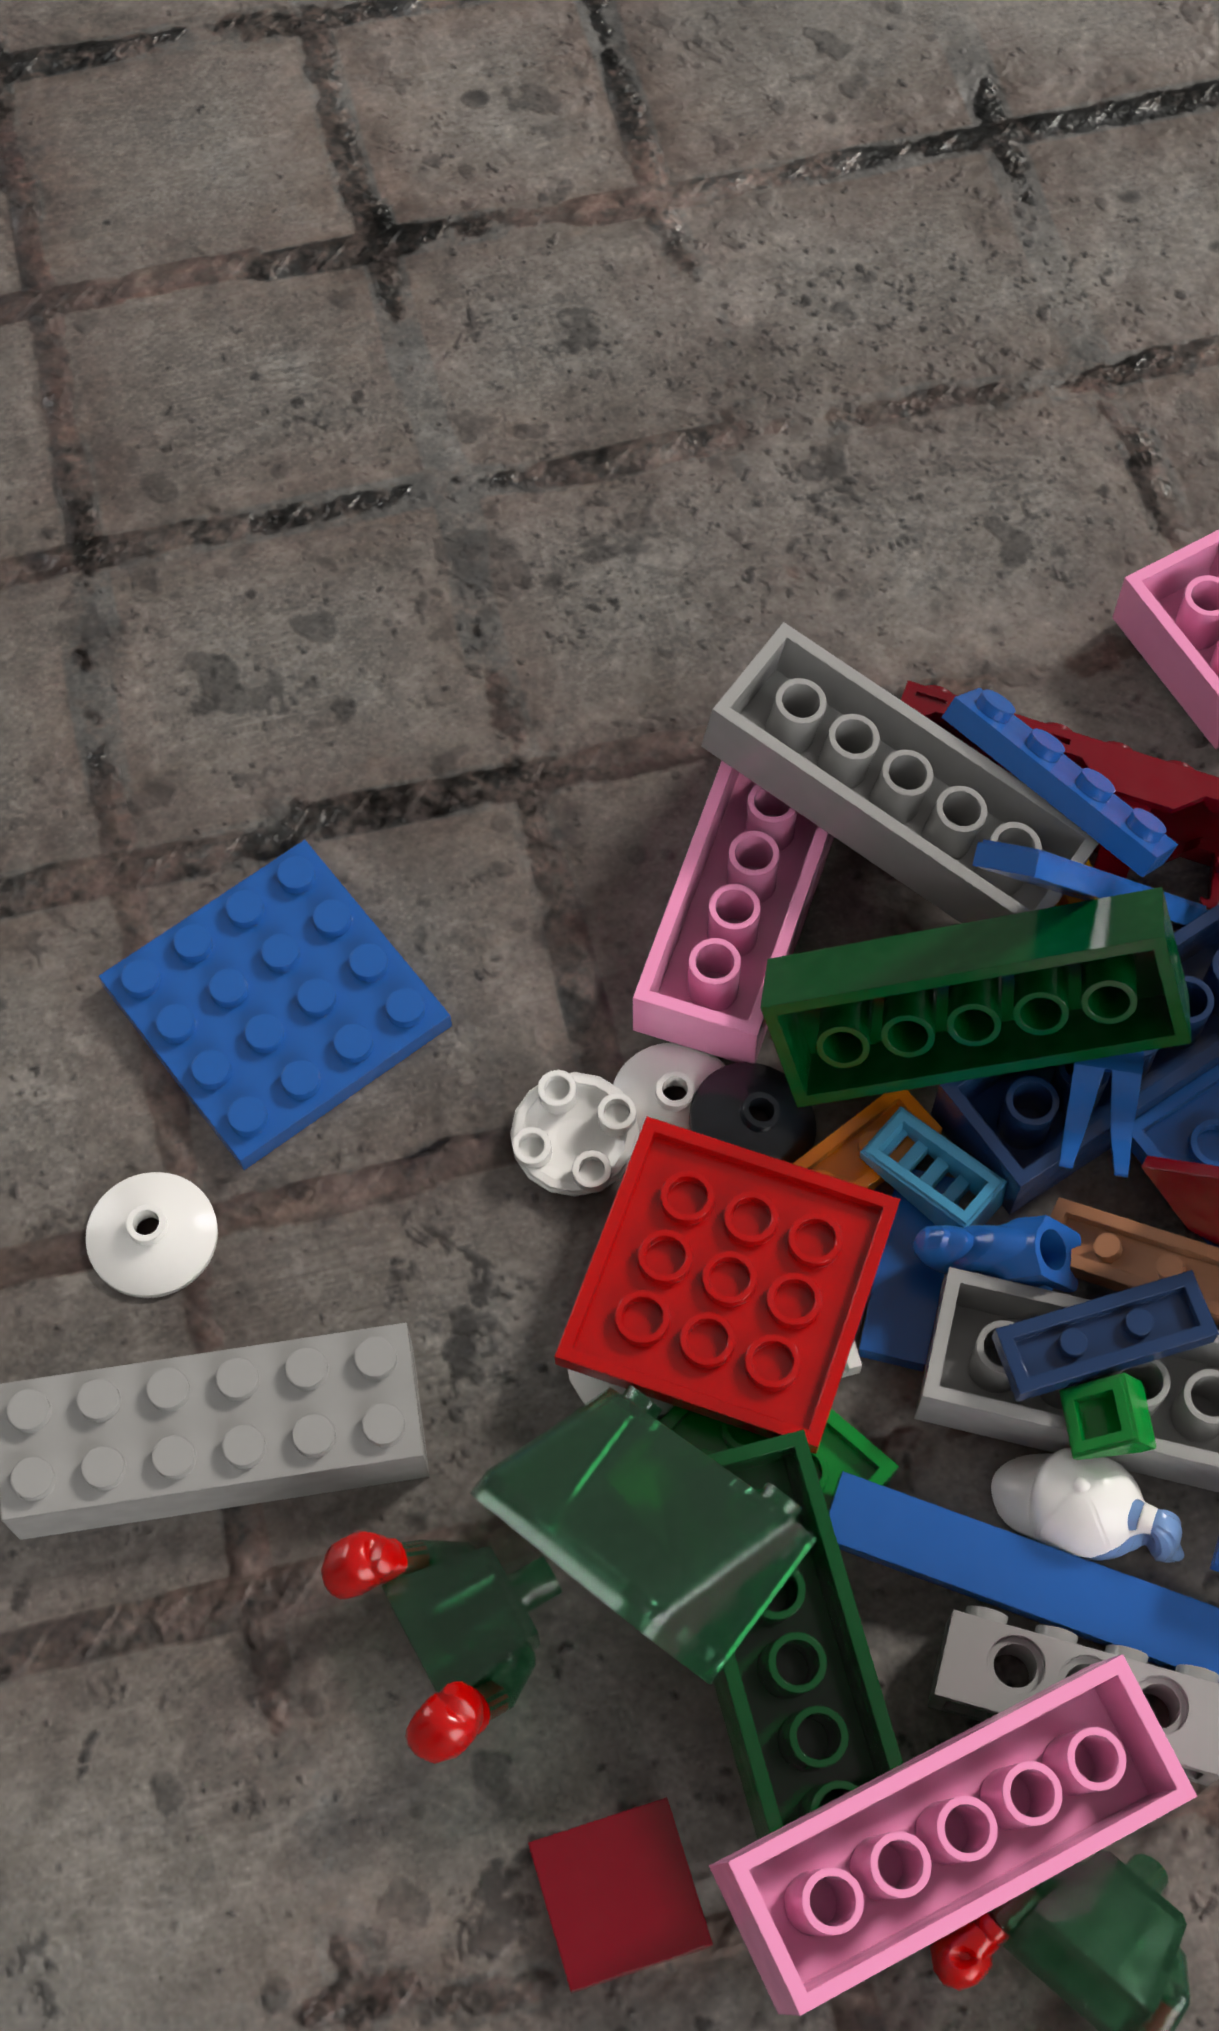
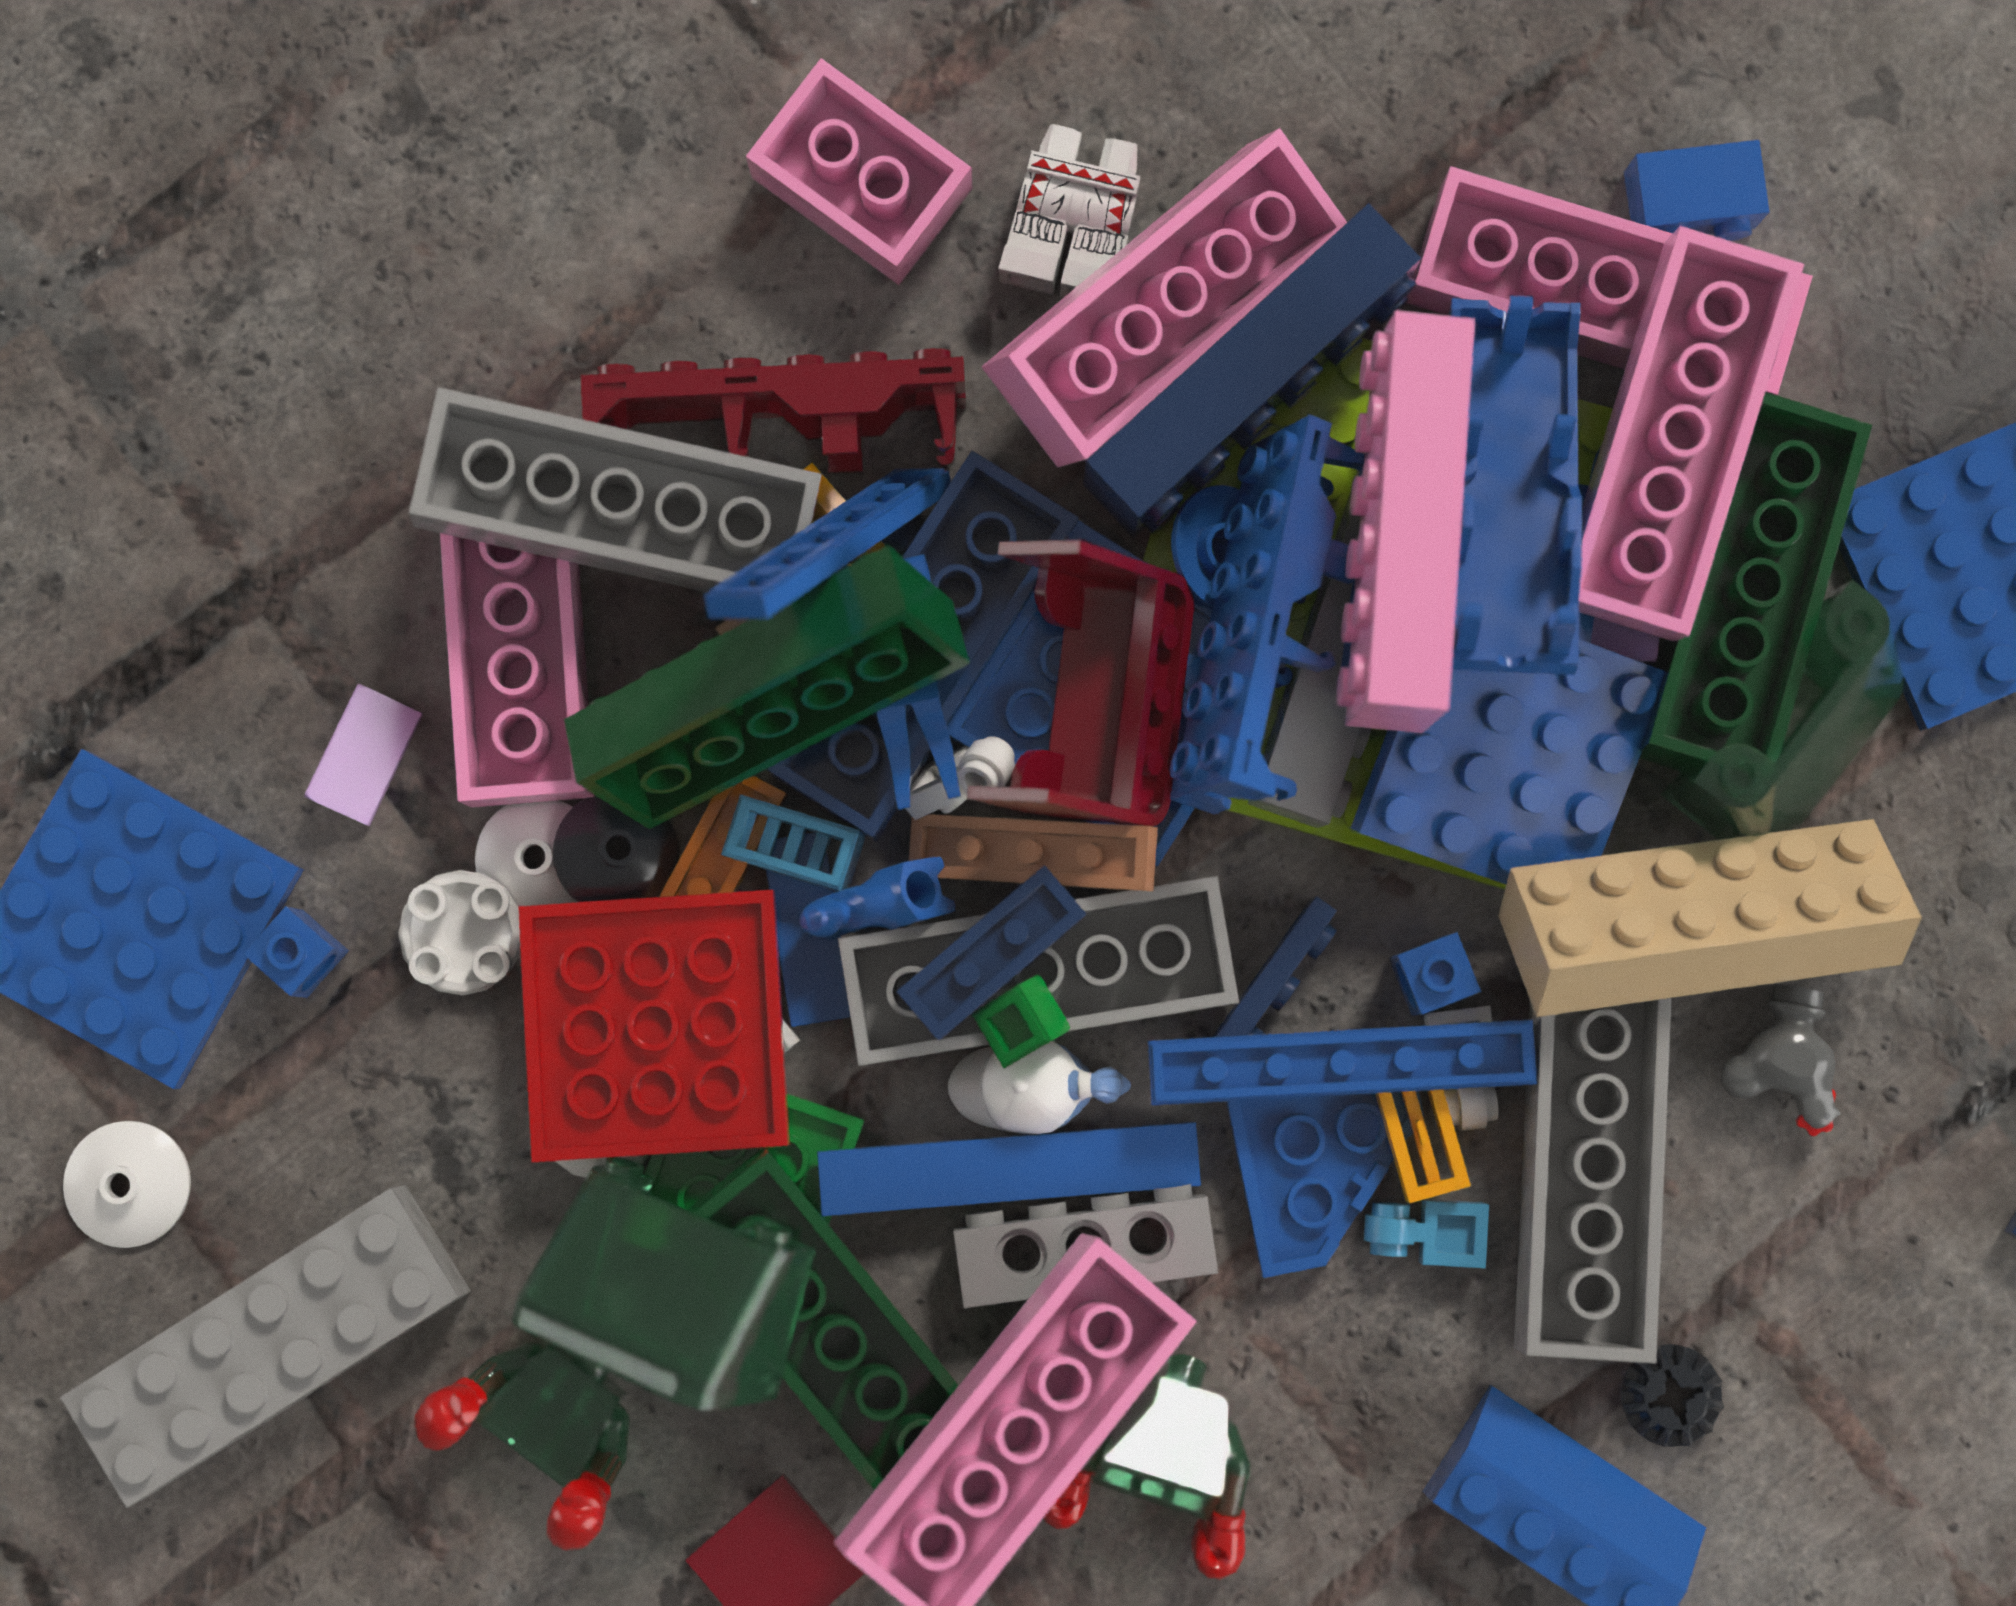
camera: 25 degrees left, 20 degrees up
(414, 1083) = (295, 952): none -> blue brick
(553, 944) = (363, 754): none -> lavender slope
(1076, 792) = (759, 435): blue plate -> none
(1102, 1186) = (984, 763): none -> white plate

